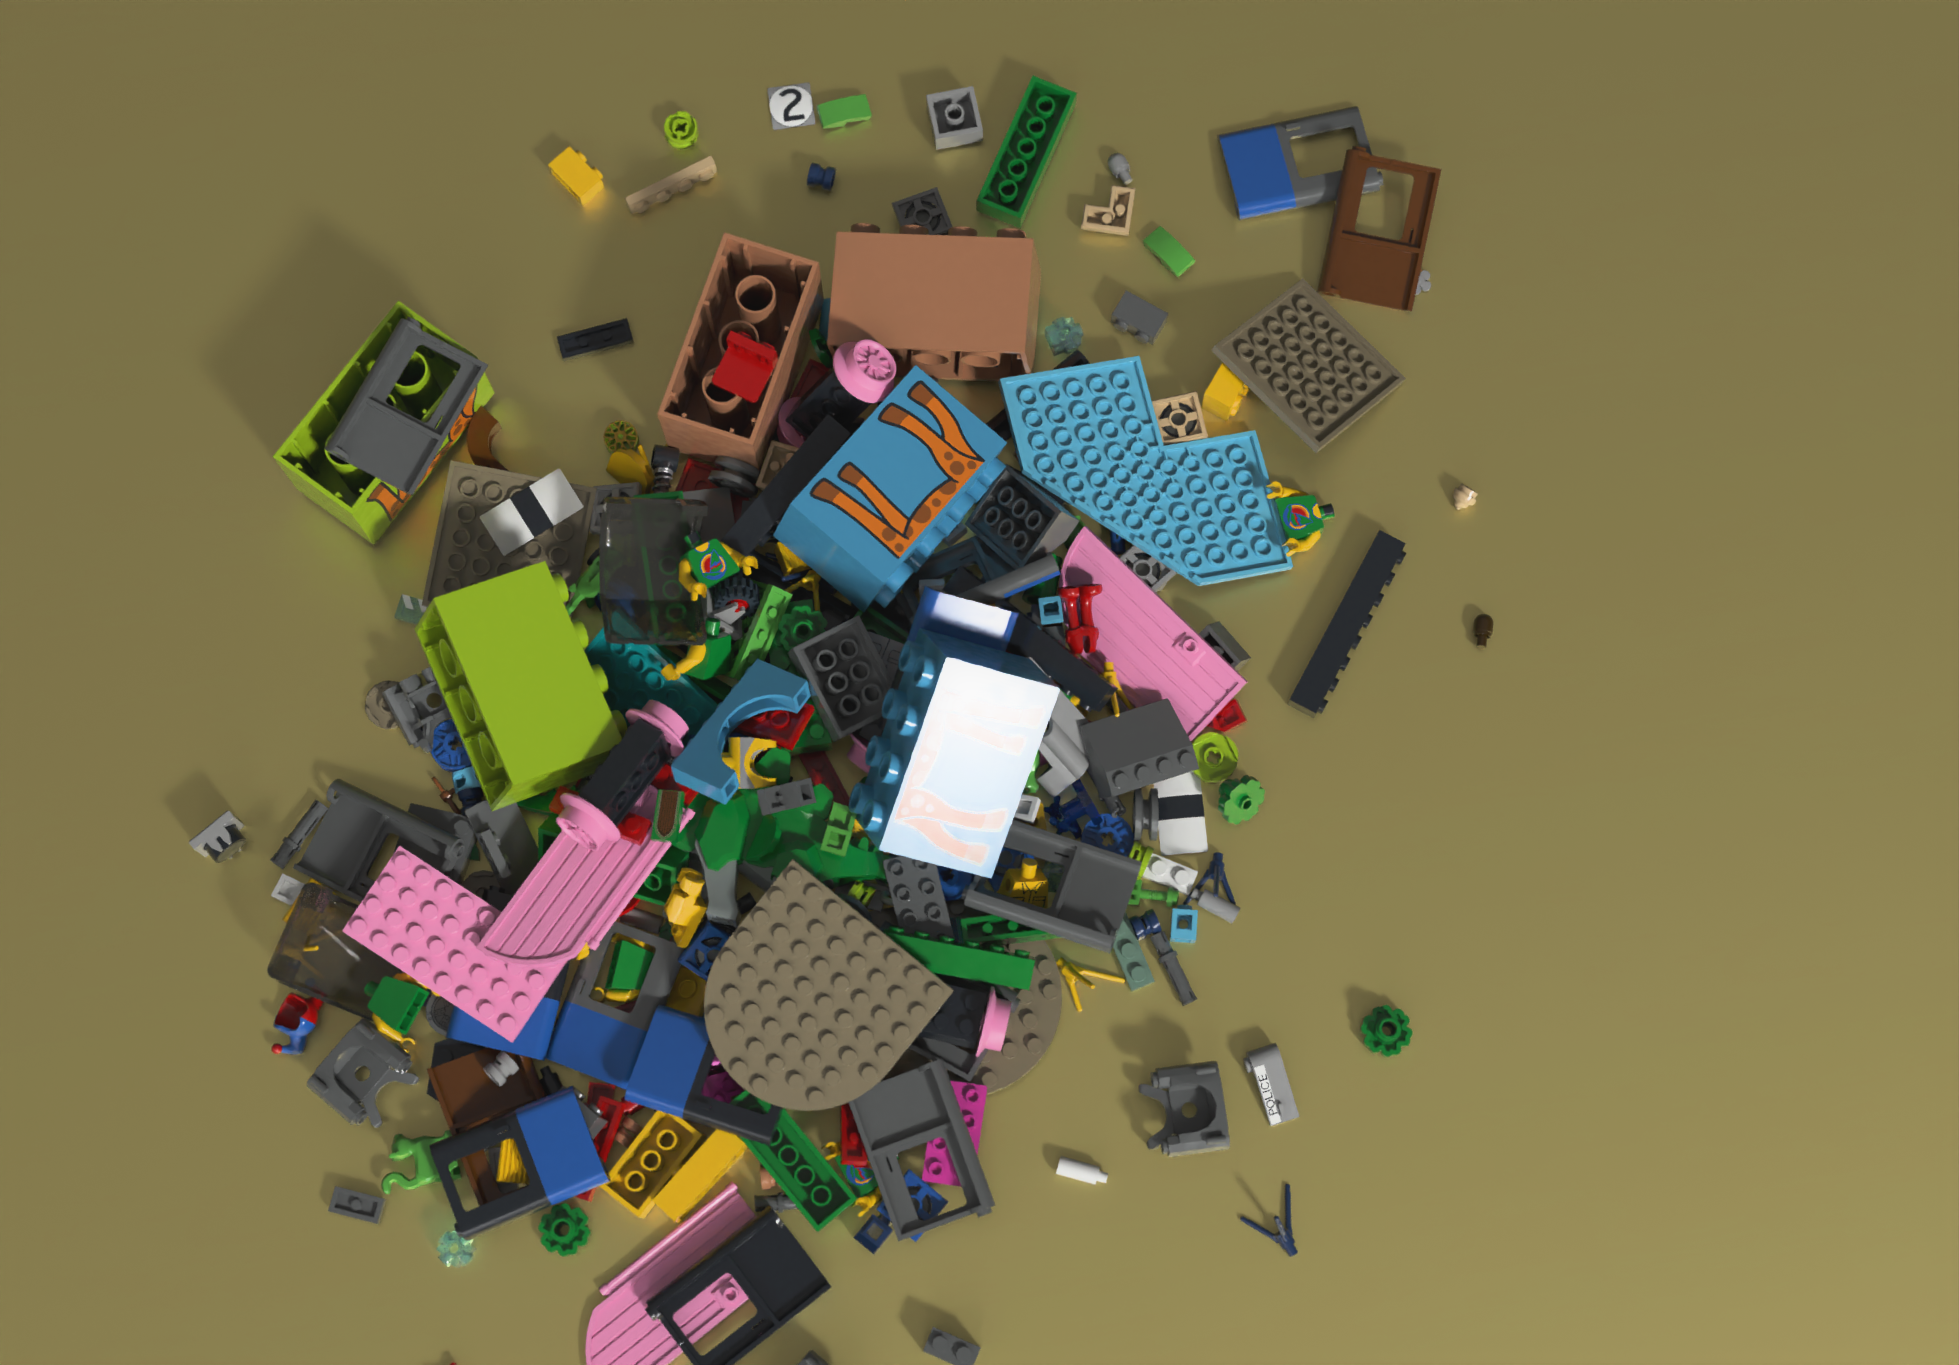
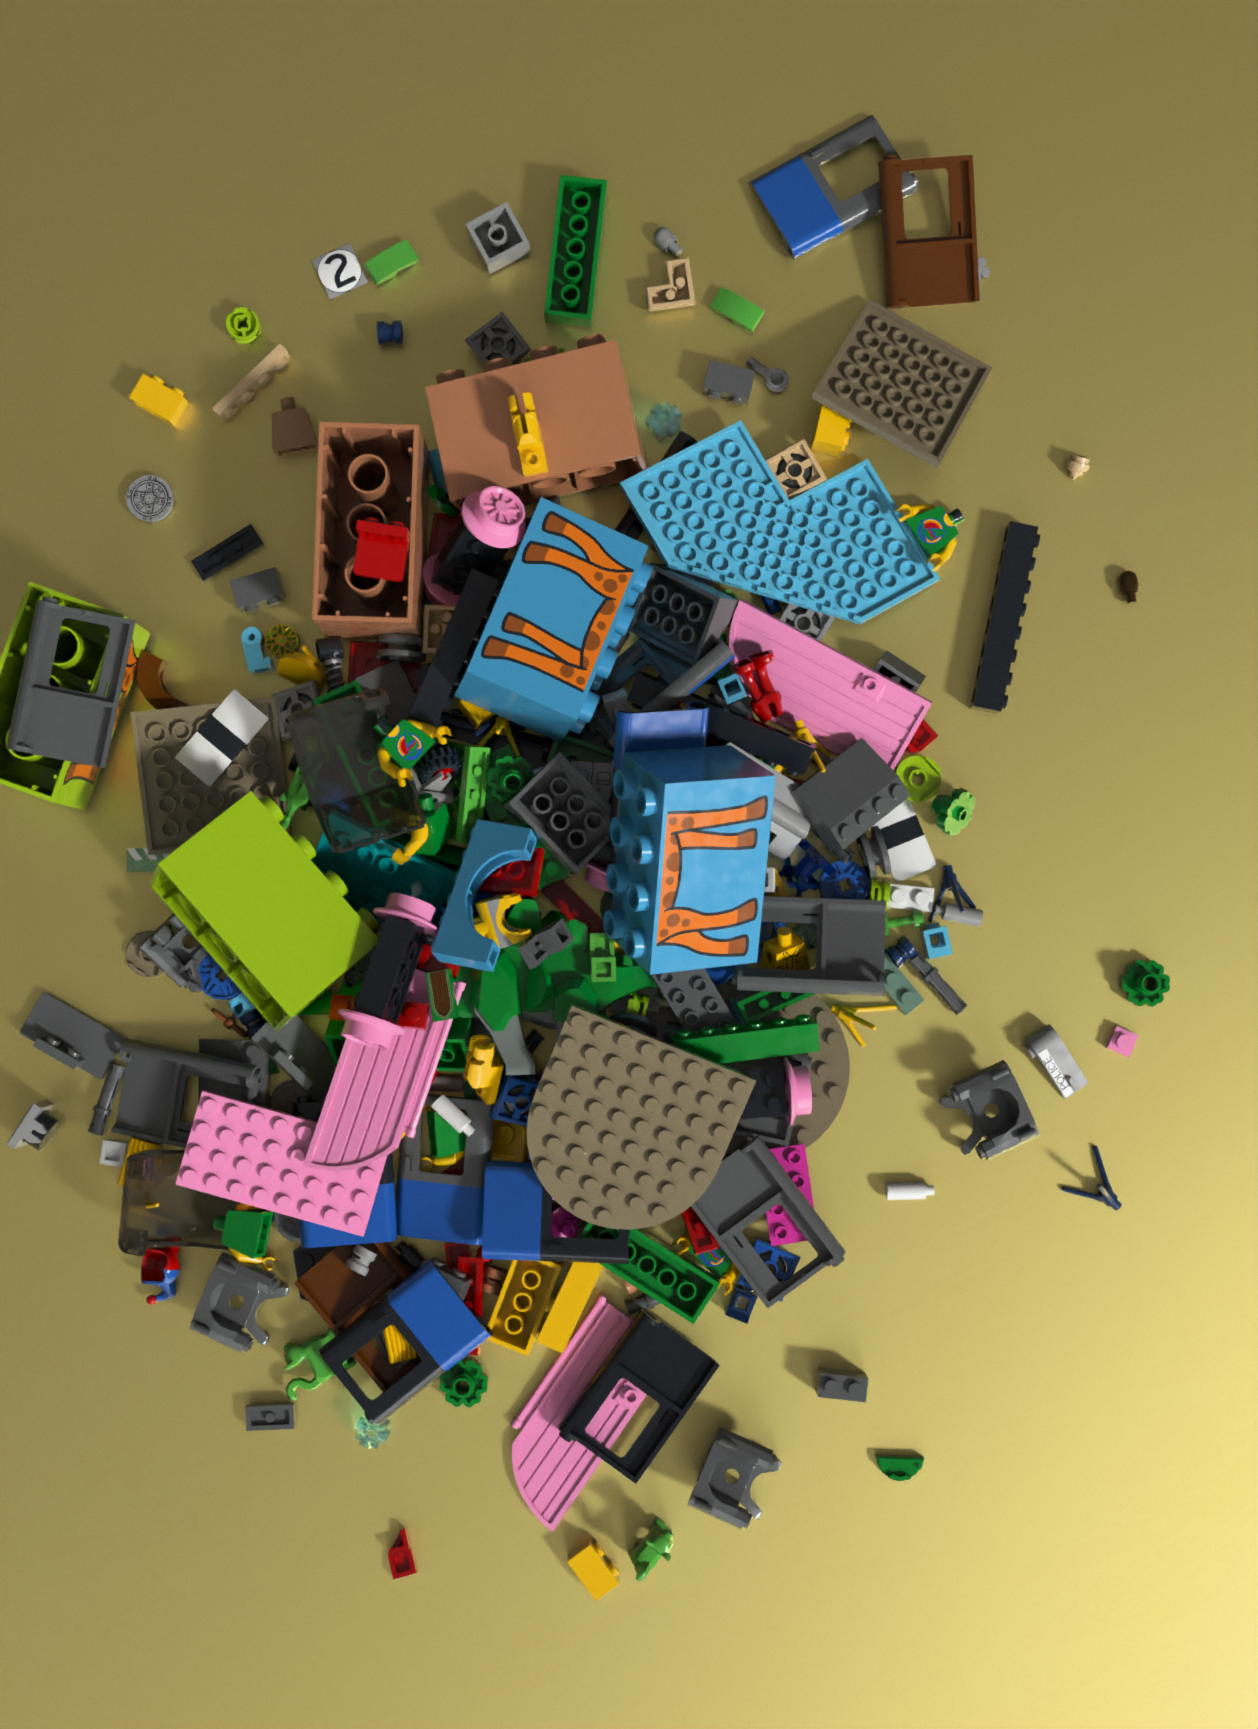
camera: 20 degrees left, 10 degrees up
(286, 761) = (71, 1036): none -> dark grey bracket
(536, 266) = (150, 498): none -> light grey tile
(590, 438) = (253, 643): none -> medium azure leg
(613, 383) = (258, 590): none -> dark grey brick
(640, 947) = (453, 1115): none -> white cylinder
(696, 240) = (292, 429): none -> medium nougat torso
(921, 303) = (528, 436): none -> yellow plate
(1187, 328) = (776, 378): none -> light grey plate
(1346, 1084) = (1122, 1041): none -> bright pink plate

